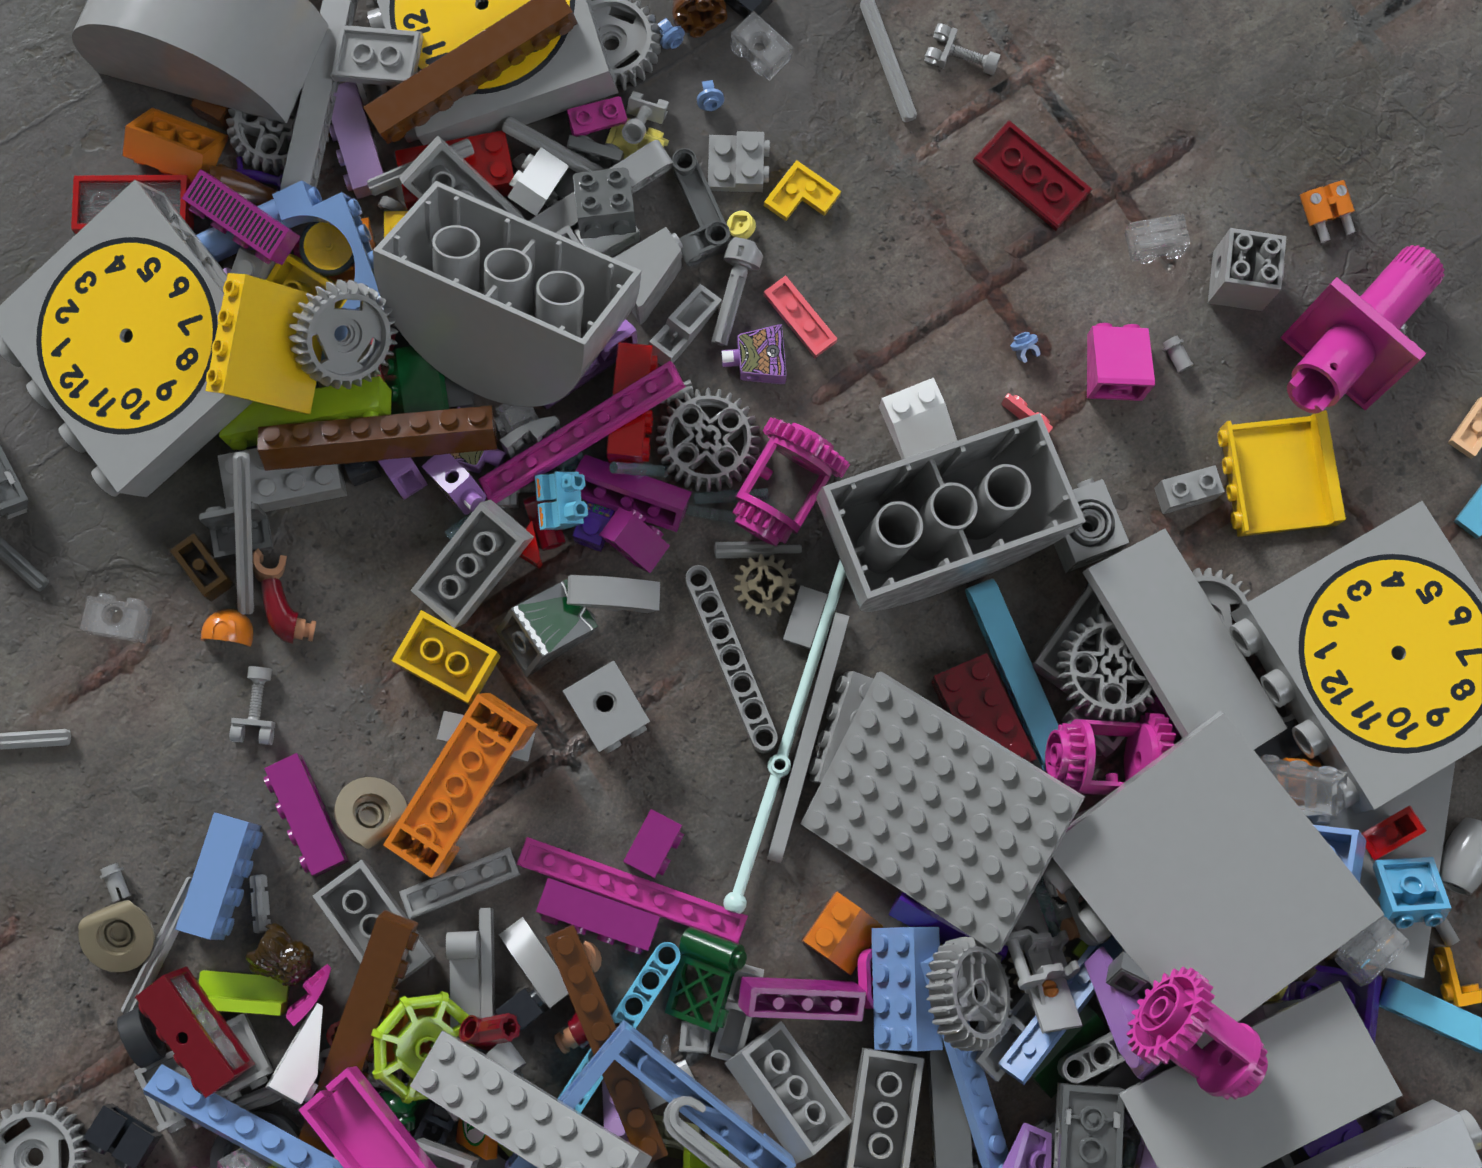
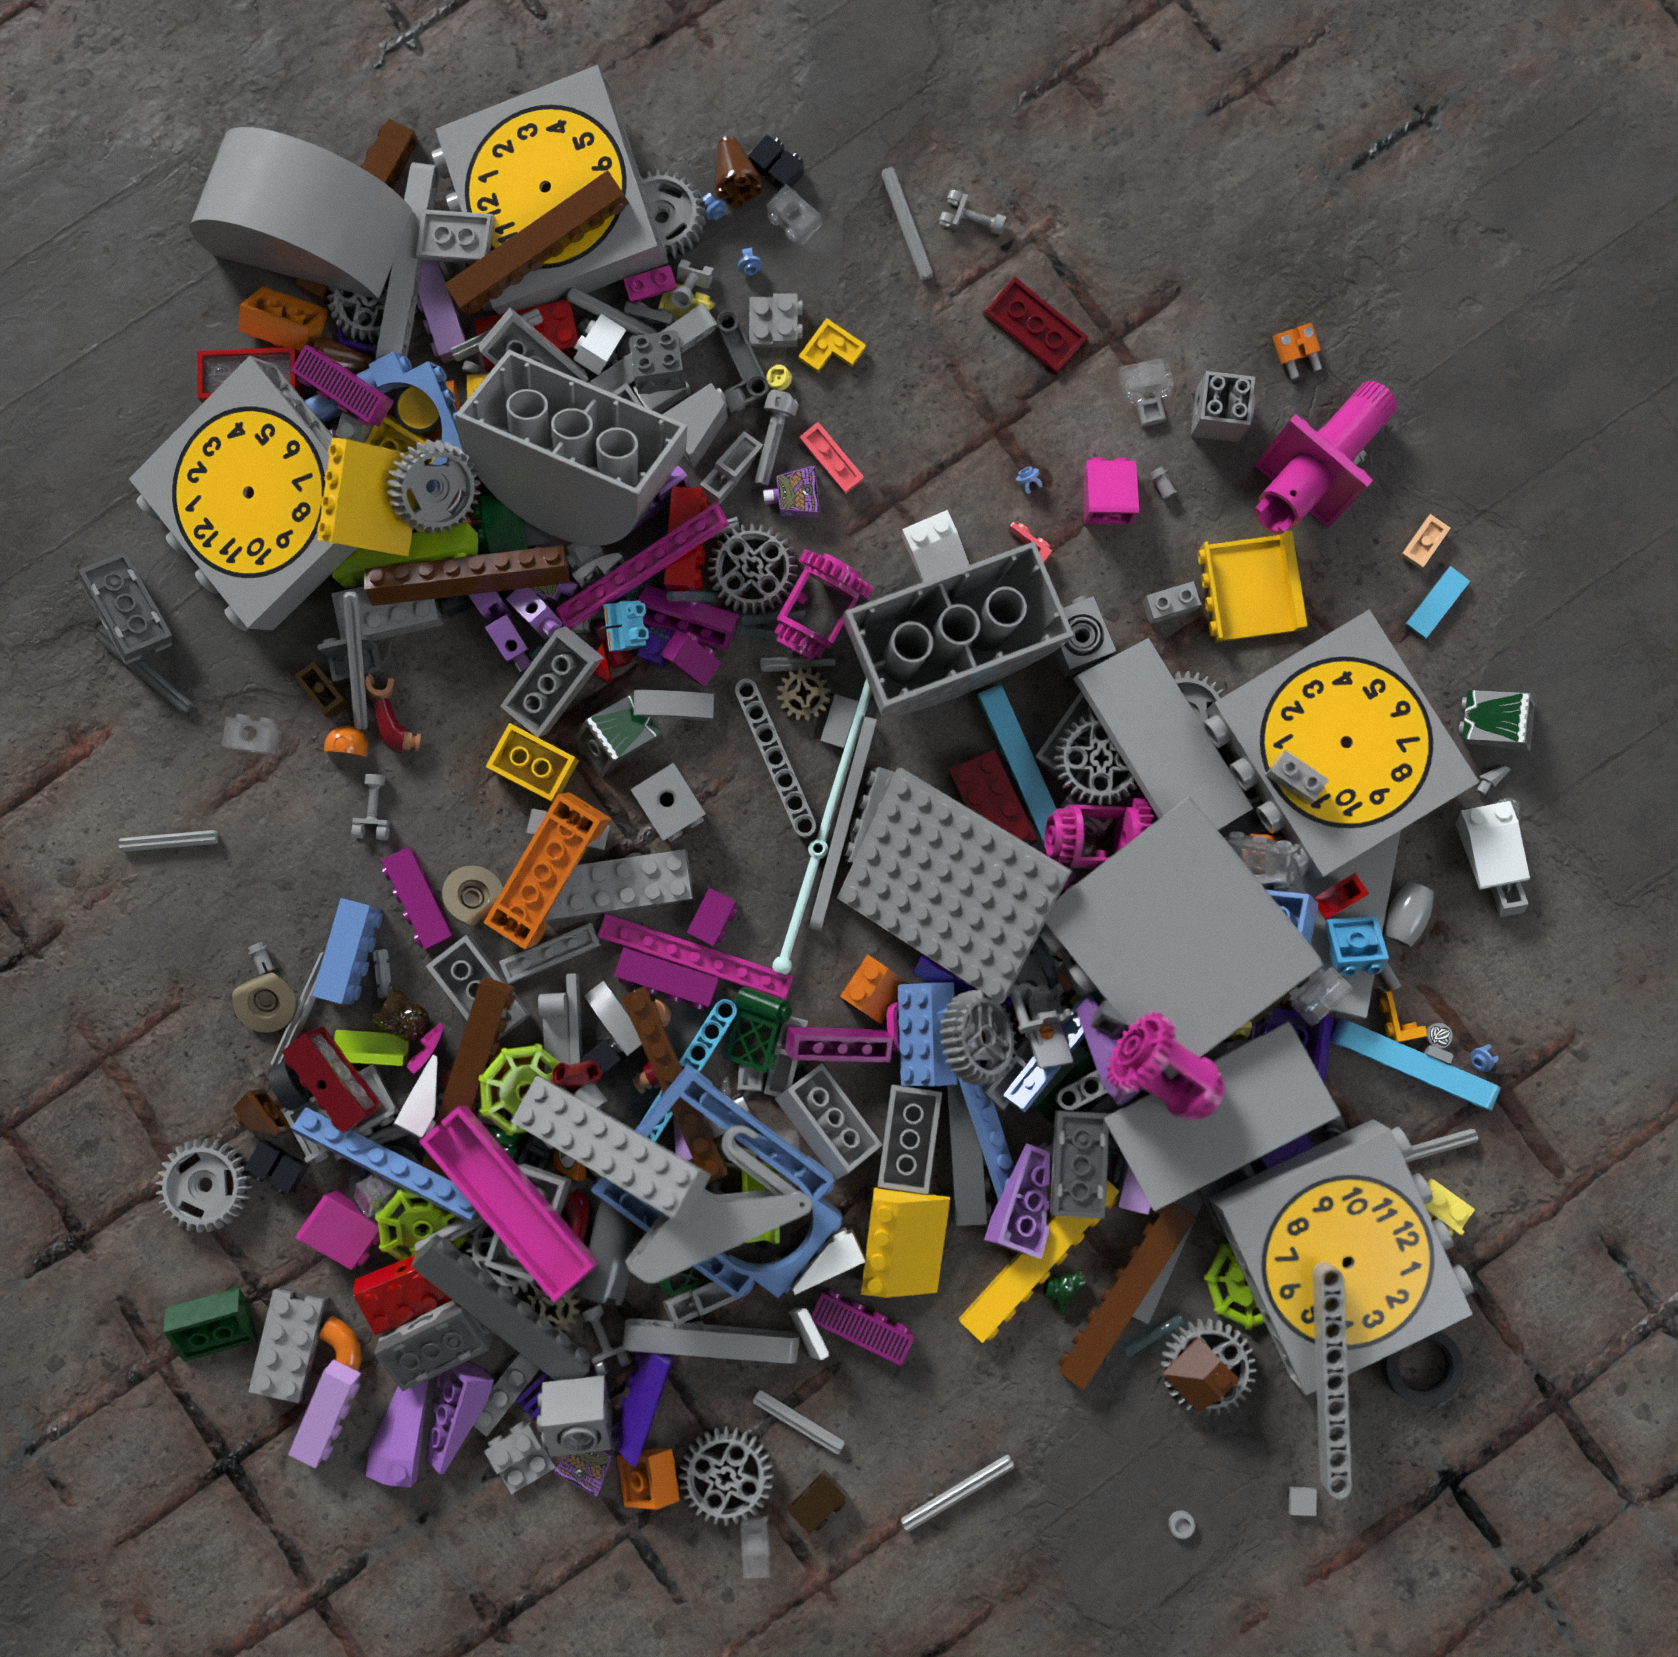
camera: 10 degrees right, 5 degrees up
(106, 1071) = (260, 1113): none -> reddish brown slope
(417, 506) = (503, 633): none -> medium lavender torso
(551, 804) = (625, 885): none -> light grey brick
(1163, 274) = (1150, 411): none -> light grey tile
(1344, 692) = (1297, 777): none -> light grey brick

